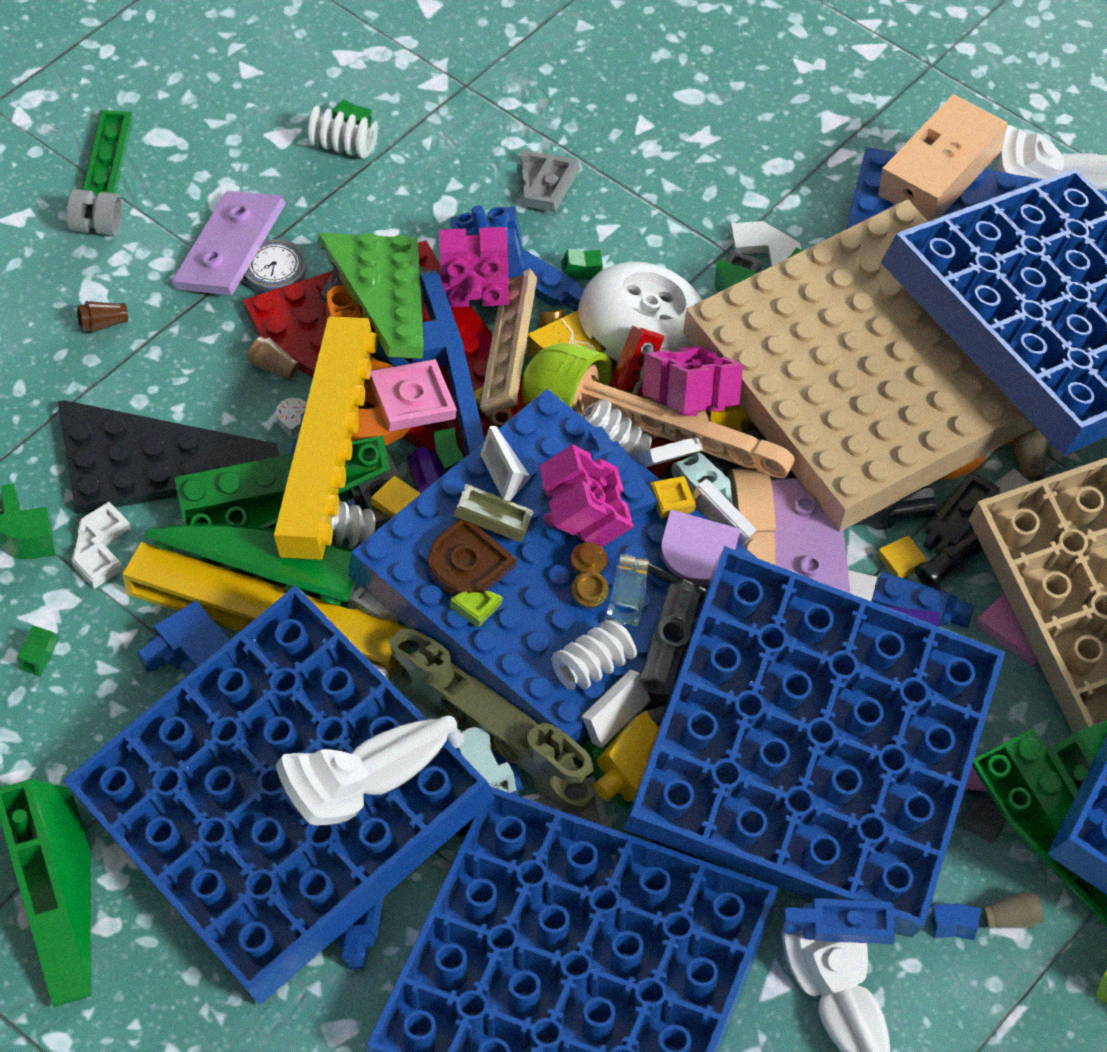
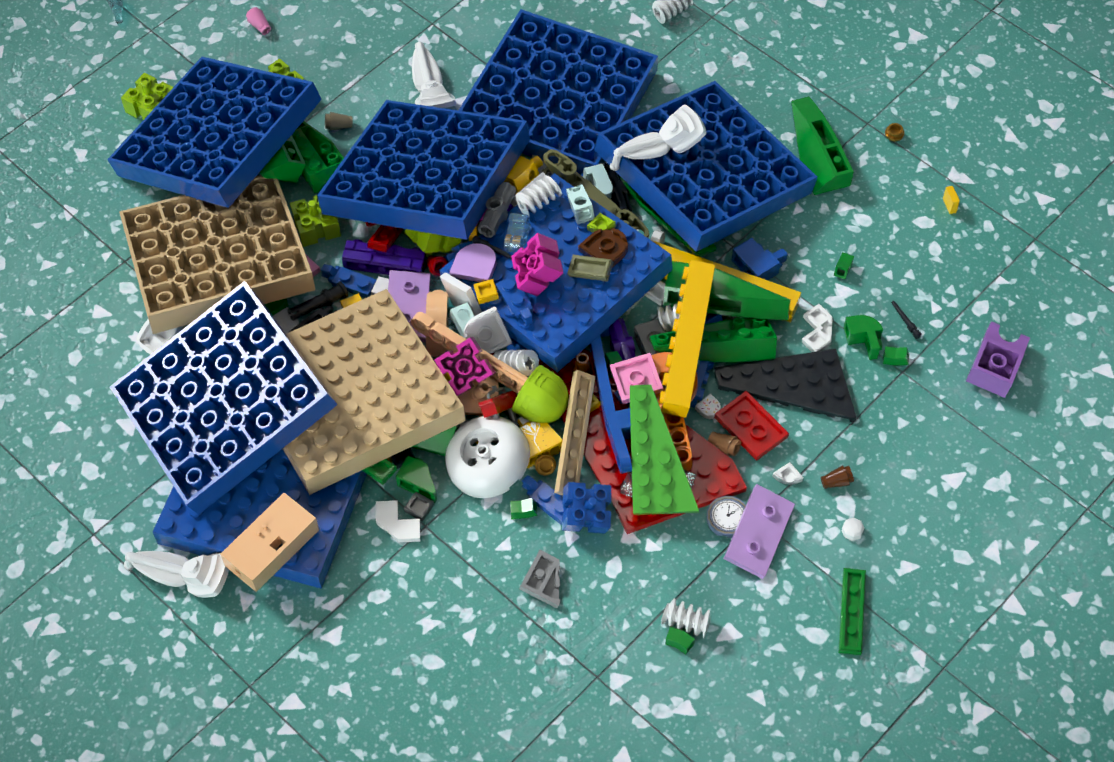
camera: 175 degrees left, 5 degrees up
(88, 255) = (853, 529): none -> white tile
(105, 213) = (853, 553): light grey wheel -> none
(177, 326) = (788, 475): none -> white tile
(228, 385) = (751, 425): none -> red plate
(393, 496) = (645, 326): yellow tile -> none
(474, 266) = (596, 468): dark pink brick -> none
(503, 464) = (580, 290): white slope -> none
(517, 638) = (580, 204): none -> light aqua leg
(589, 589) = (537, 228): pearl gold plate -> none
(842, 921) = (427, 91): blue hinge -> none
(955, 921) = (364, 118): blue piece -> none
(1018, 700) = (312, 223): none -> lime brick

